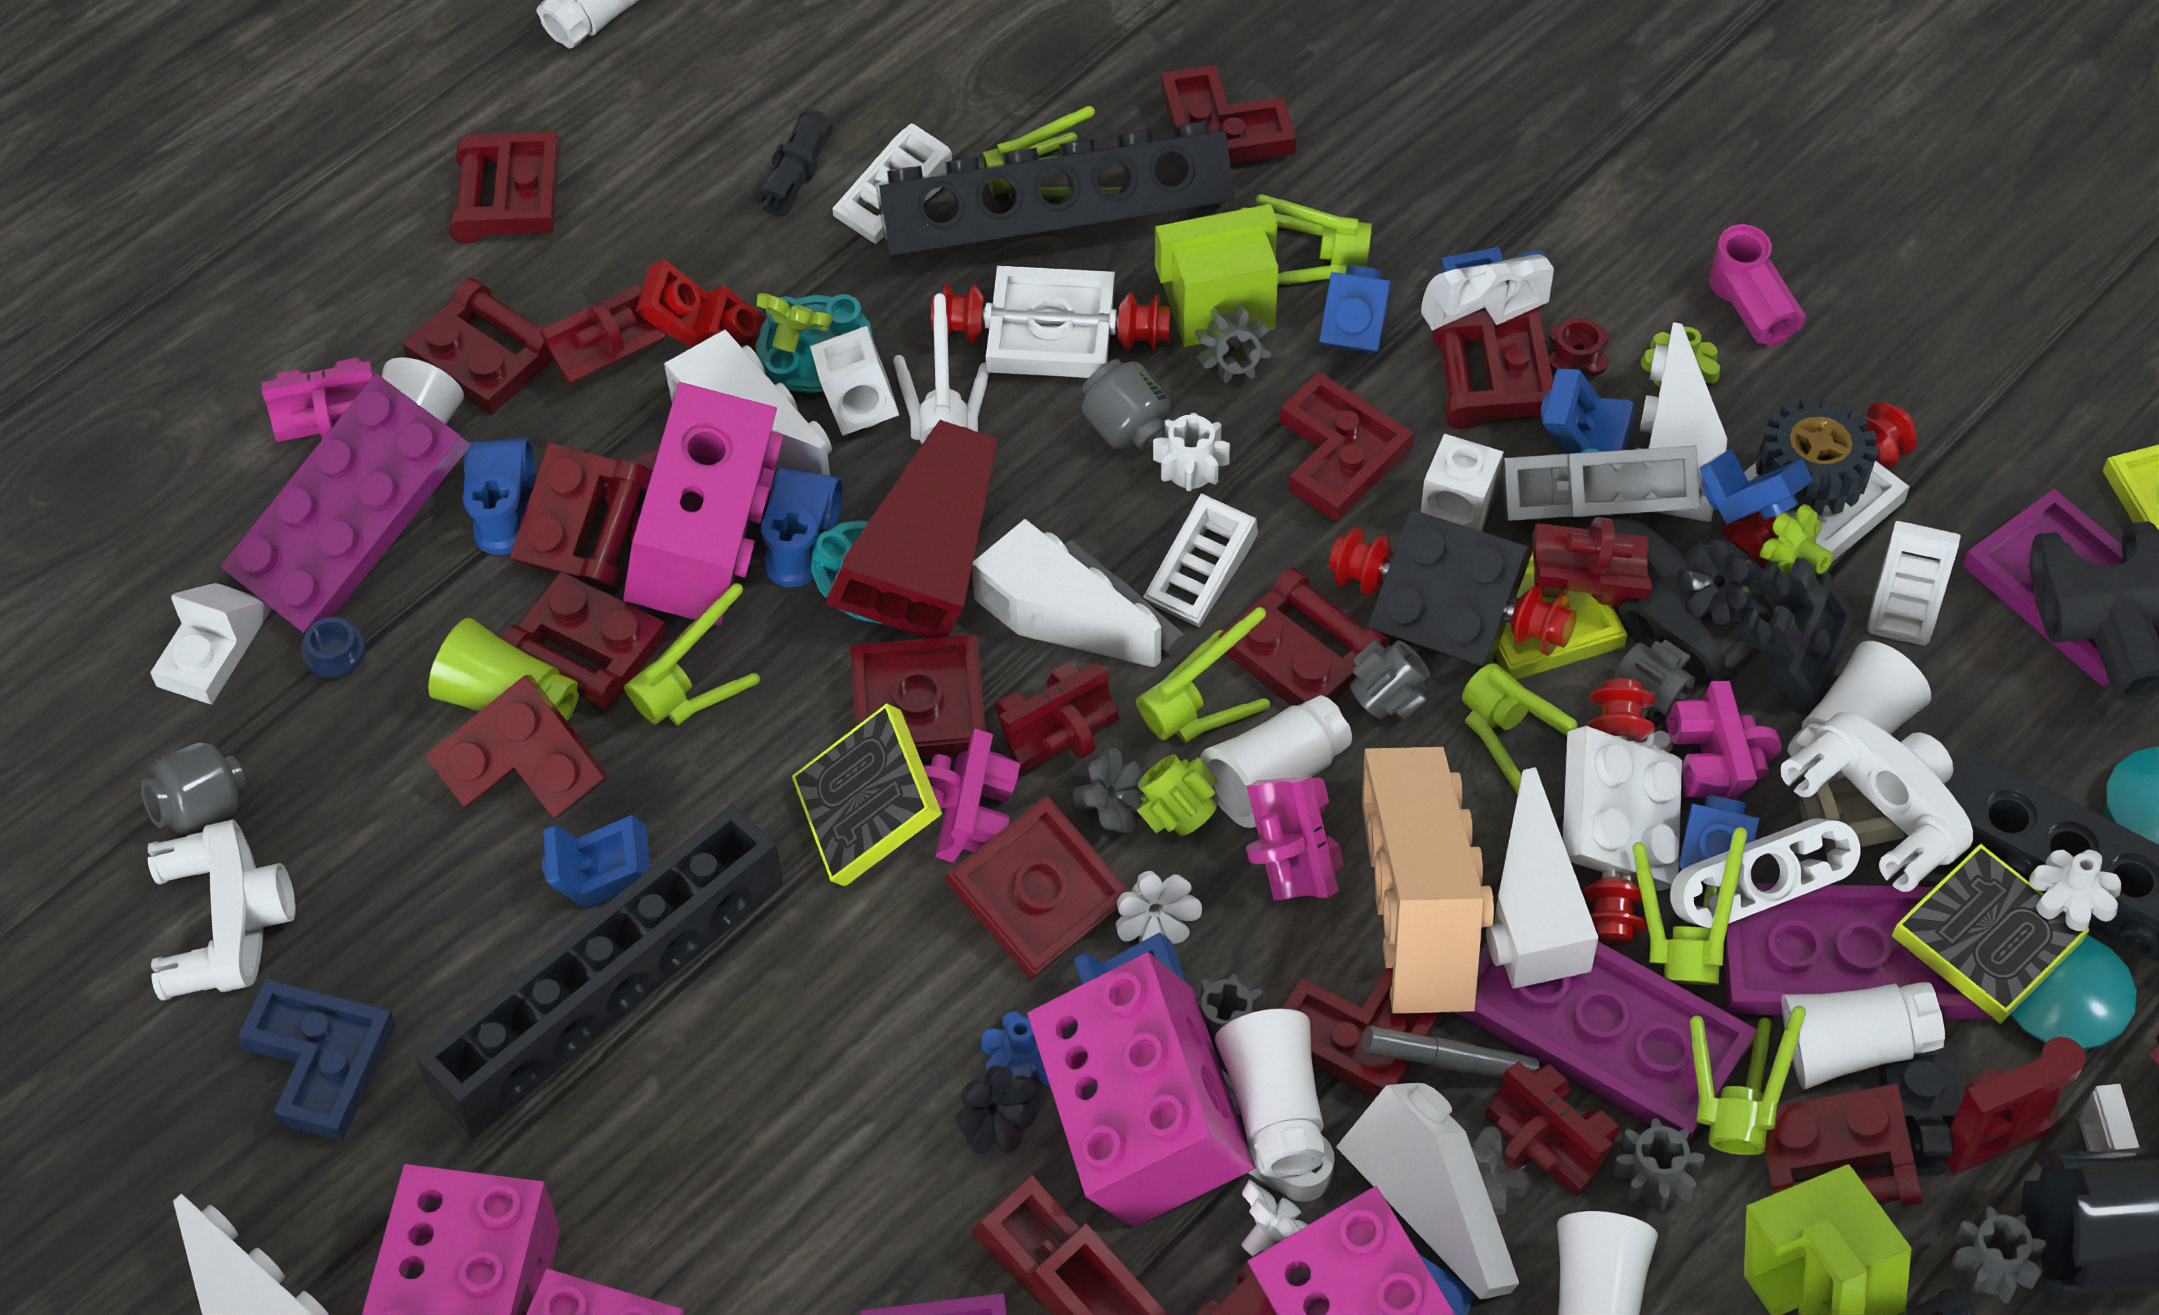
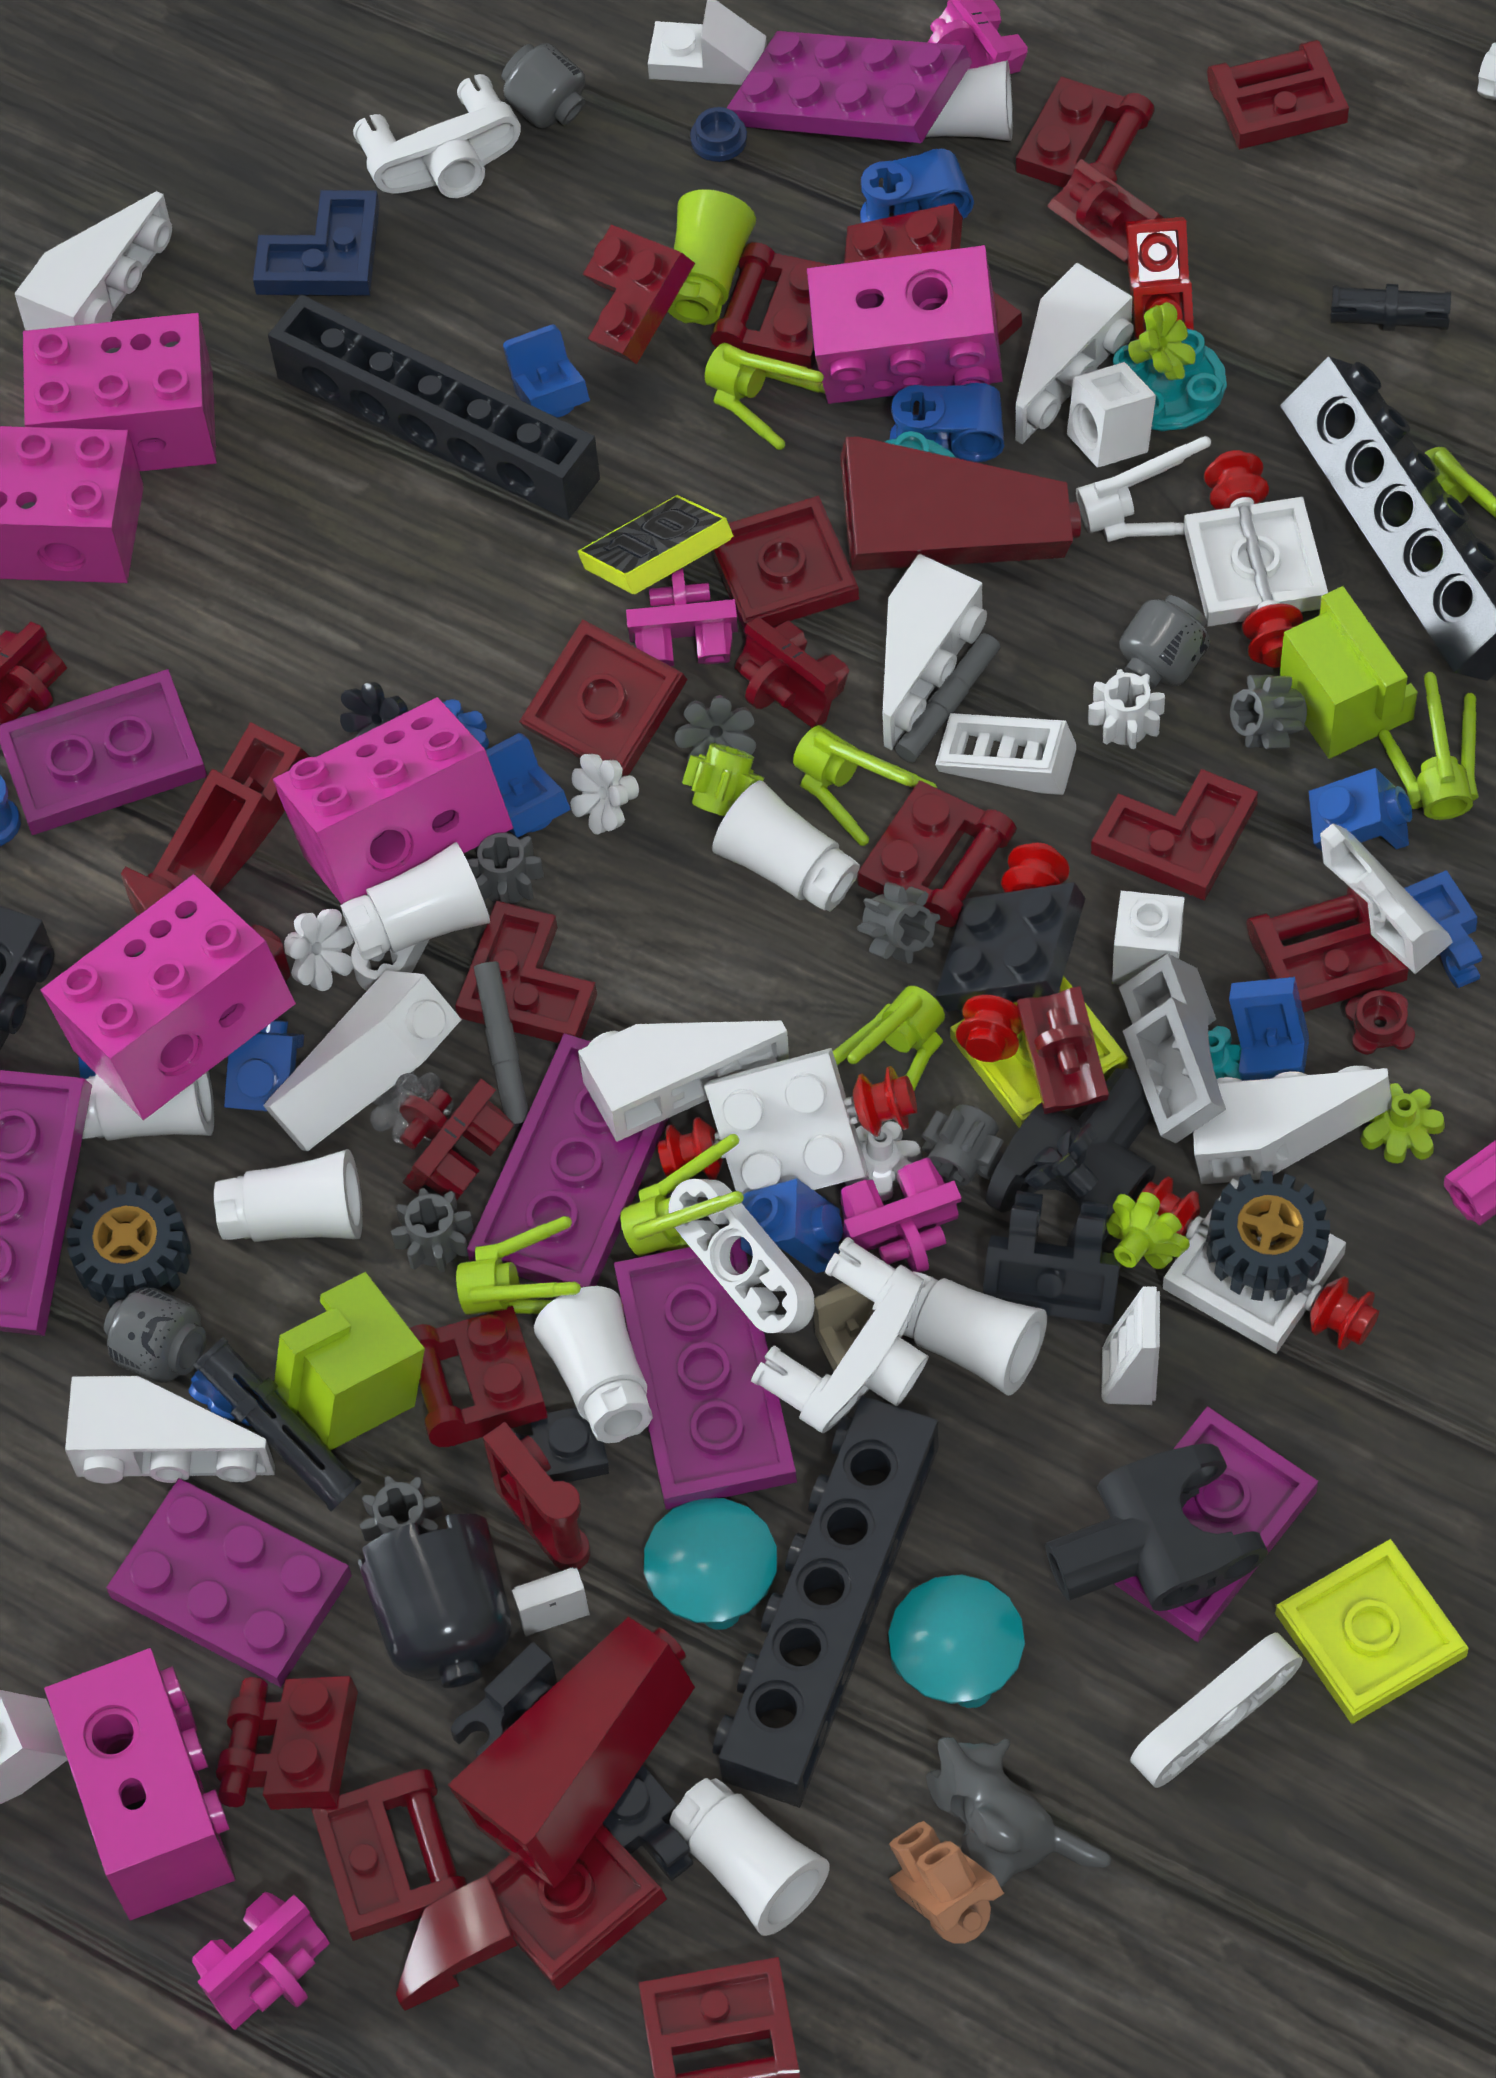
camera: 80 degrees right, 5 degrees up
(907, 149) = (1413, 383): white slope -> none
(1293, 837) = (673, 892): dark pink hips -> none
(1425, 878) = (669, 970): light nougat wedge -> none
(1737, 497) = (1184, 1164): blue bracket -> none
(1987, 934) = (732, 1466): tile -> none
(2076, 888) = (789, 1527): white plant -> none

